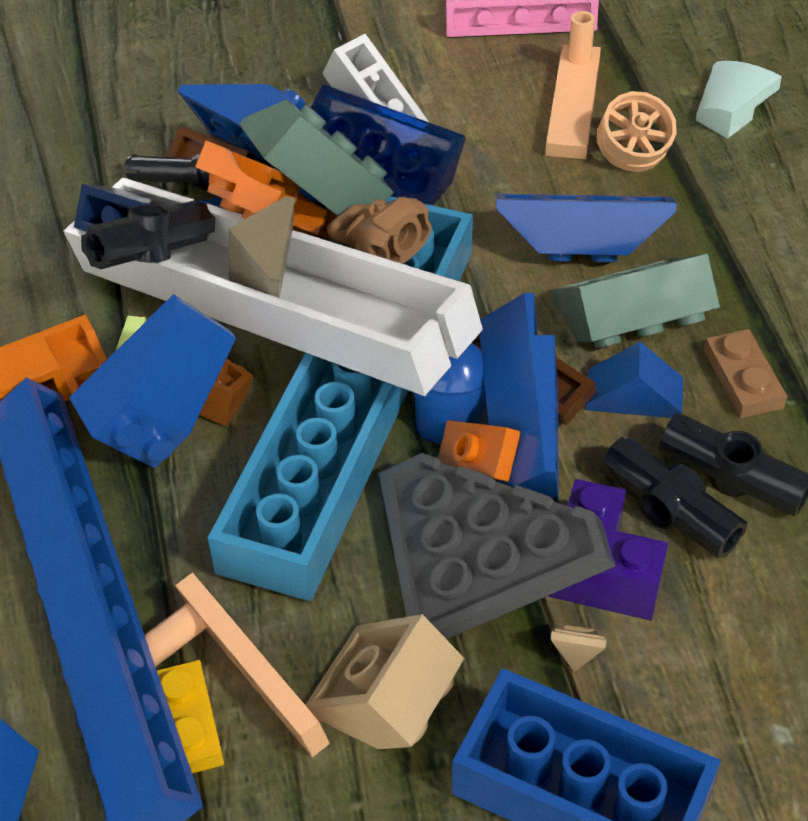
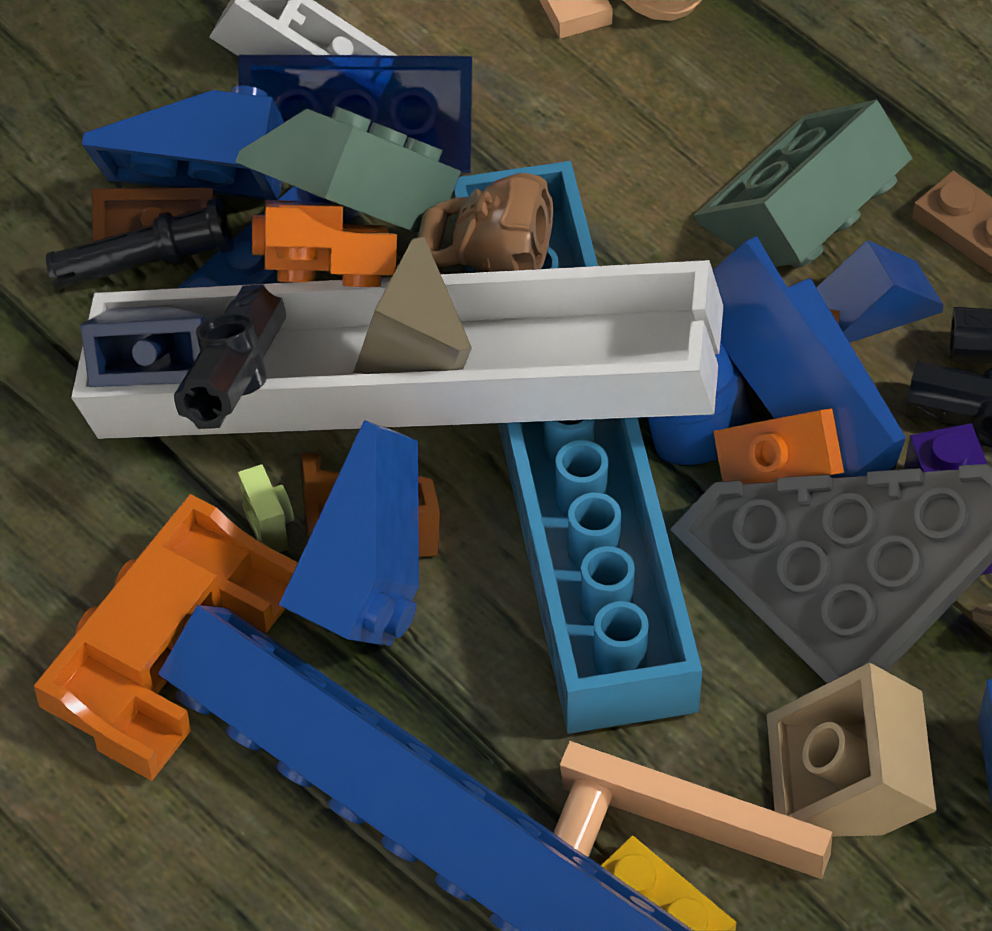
camera: 30 degrees left, 5 degrees up
(585, 223) = (696, 113): wedge -> none

